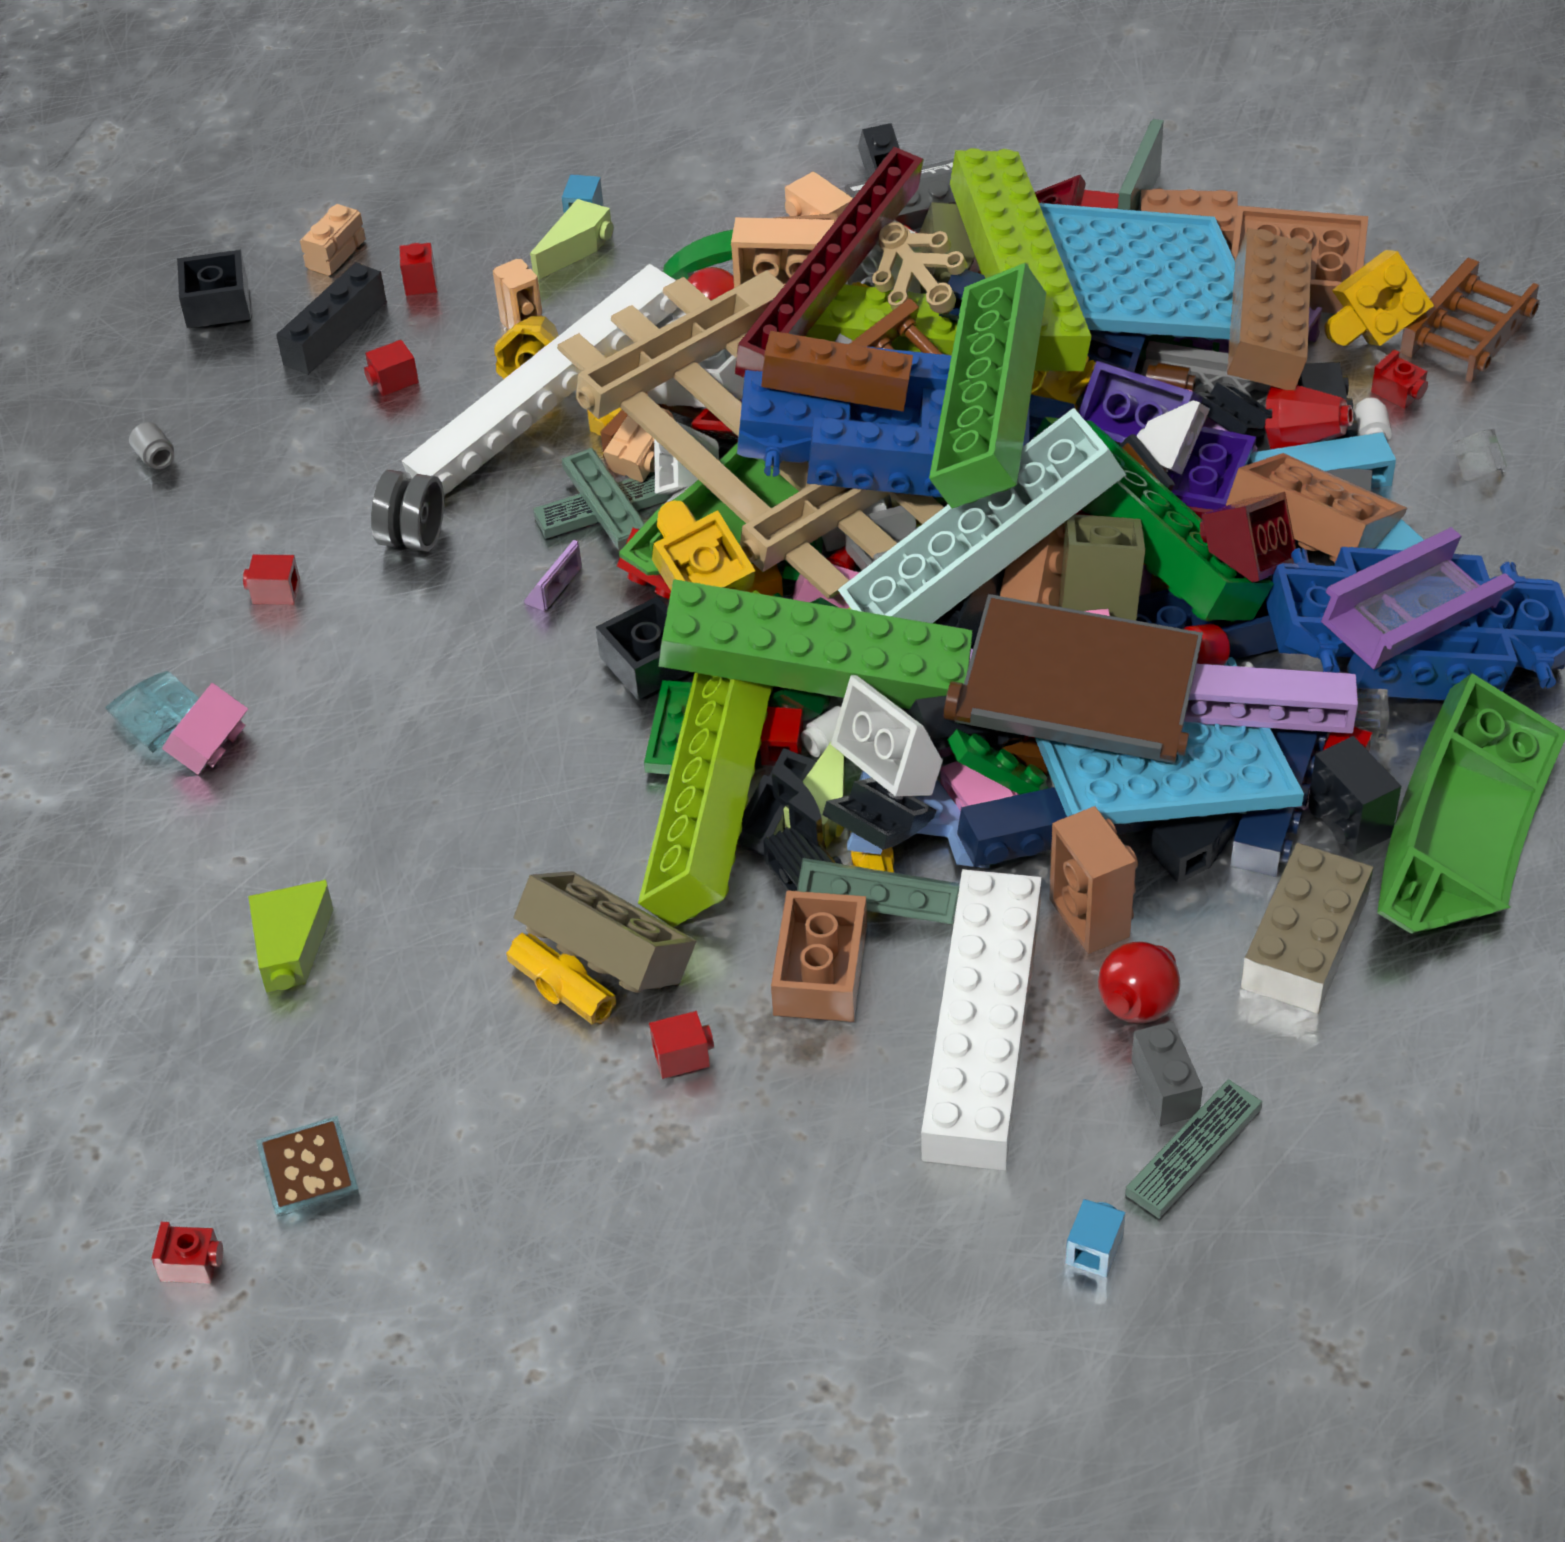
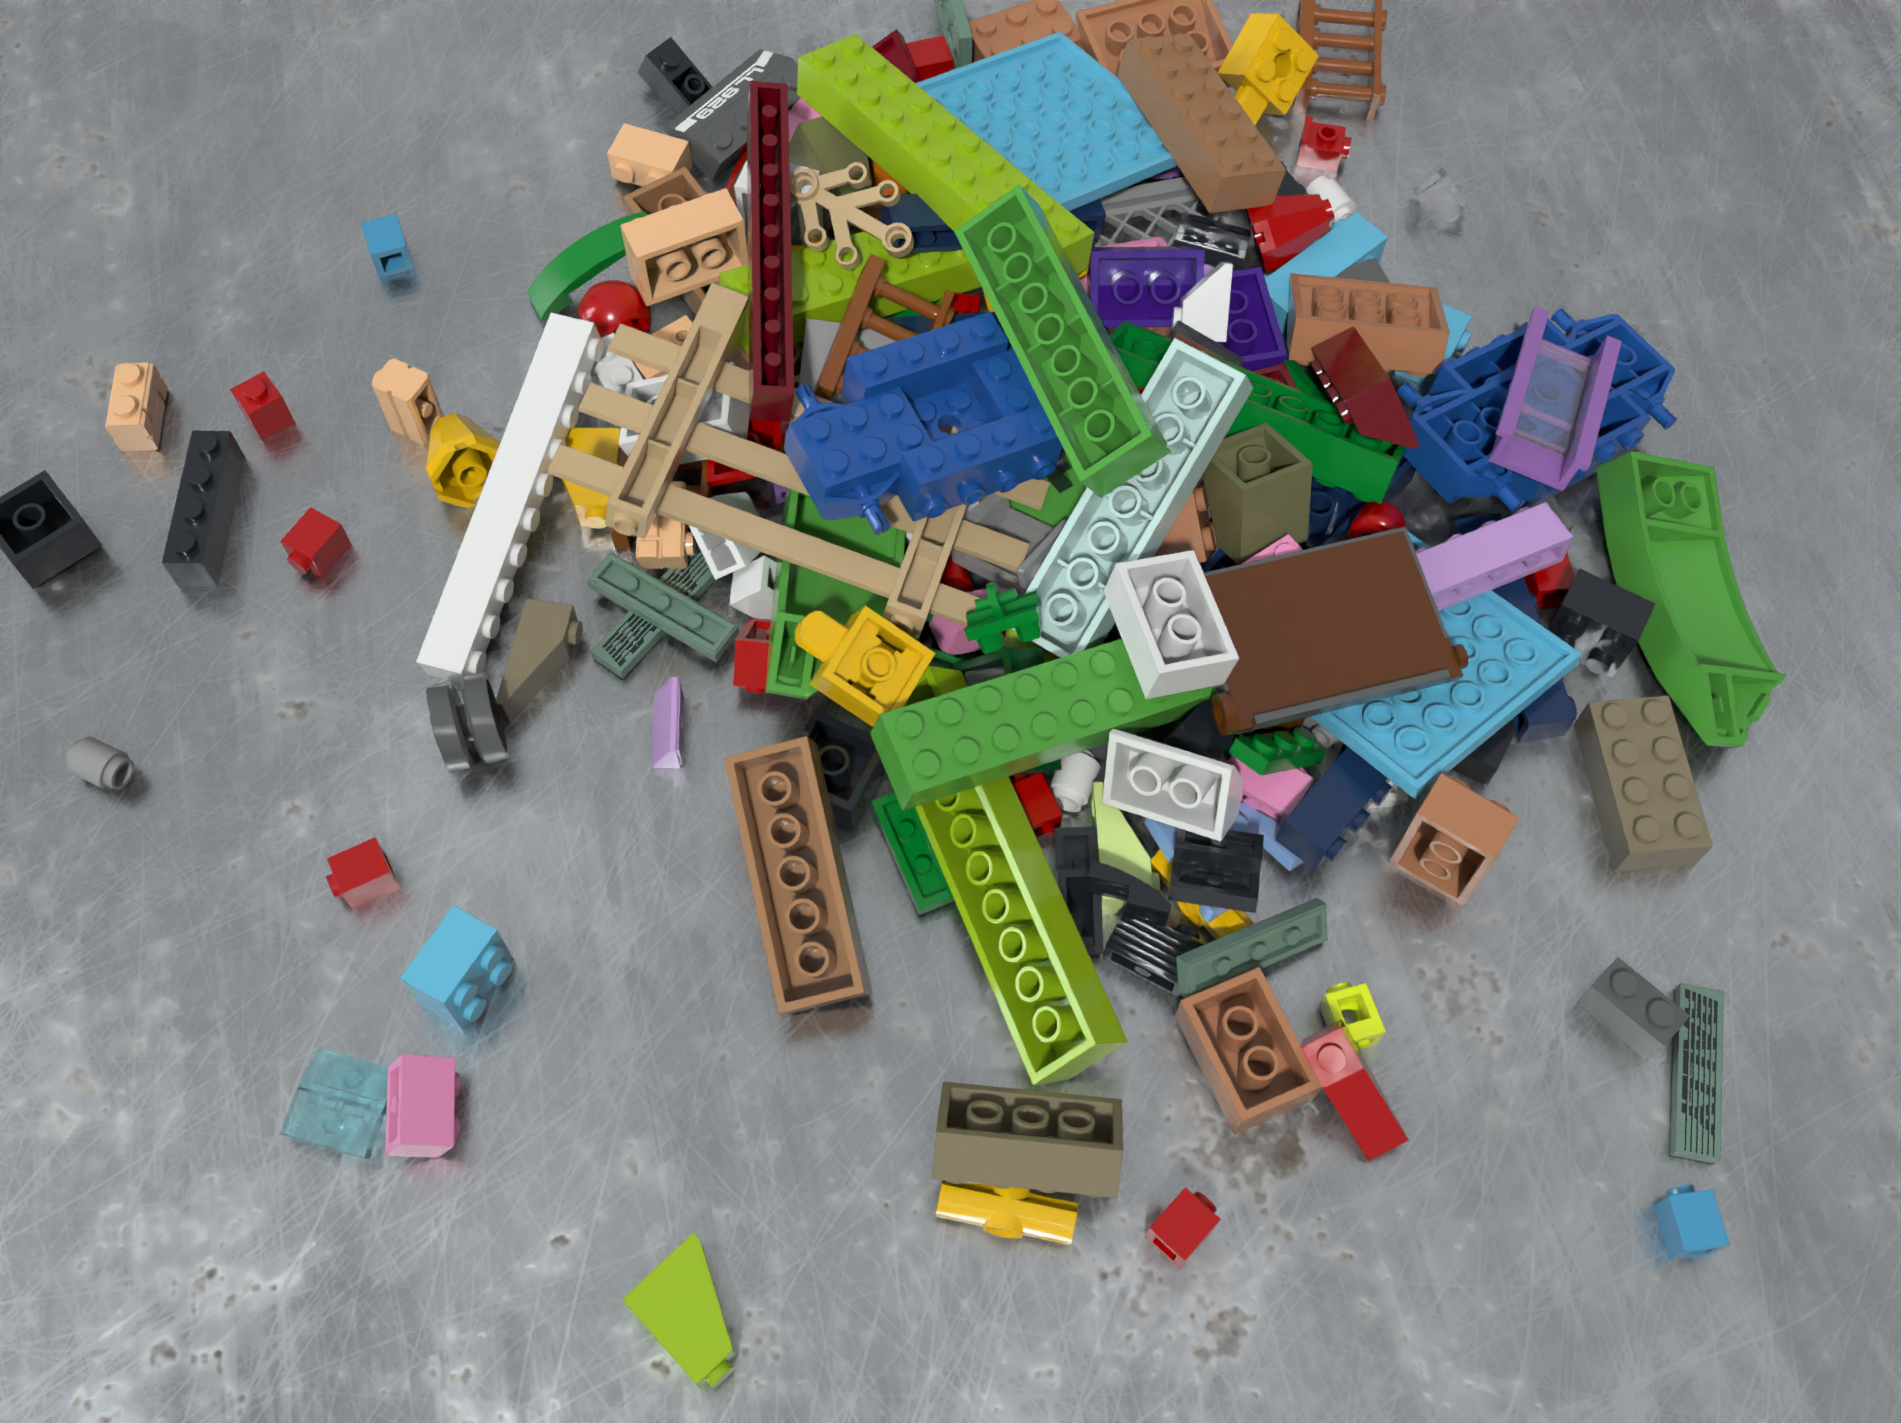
camera: 35 degrees left, 15 degrees up
(289, 655) = (458, 968): none -> medium azure brick
(493, 493) = (537, 653): none -> dark tan slope
(561, 691) = (797, 876): none -> medium nougat brick
(572, 238) = (410, 296): yellowish green slope -> none
(836, 370) = (896, 389): dark orange brick -> none
(846, 577) = (1003, 612): none -> green hips
(880, 1010) = (1353, 1089): none -> red slope
(923, 978) = (1357, 1003): none -> neon yellow brick
(942, 612) = (1170, 624): none -> white brick
(982, 1021) = (1439, 1040): white brick -> none
(1139, 982) = (1552, 924): red brick -> none
(1173, 375) = (1130, 228): reddish brown brick -> none

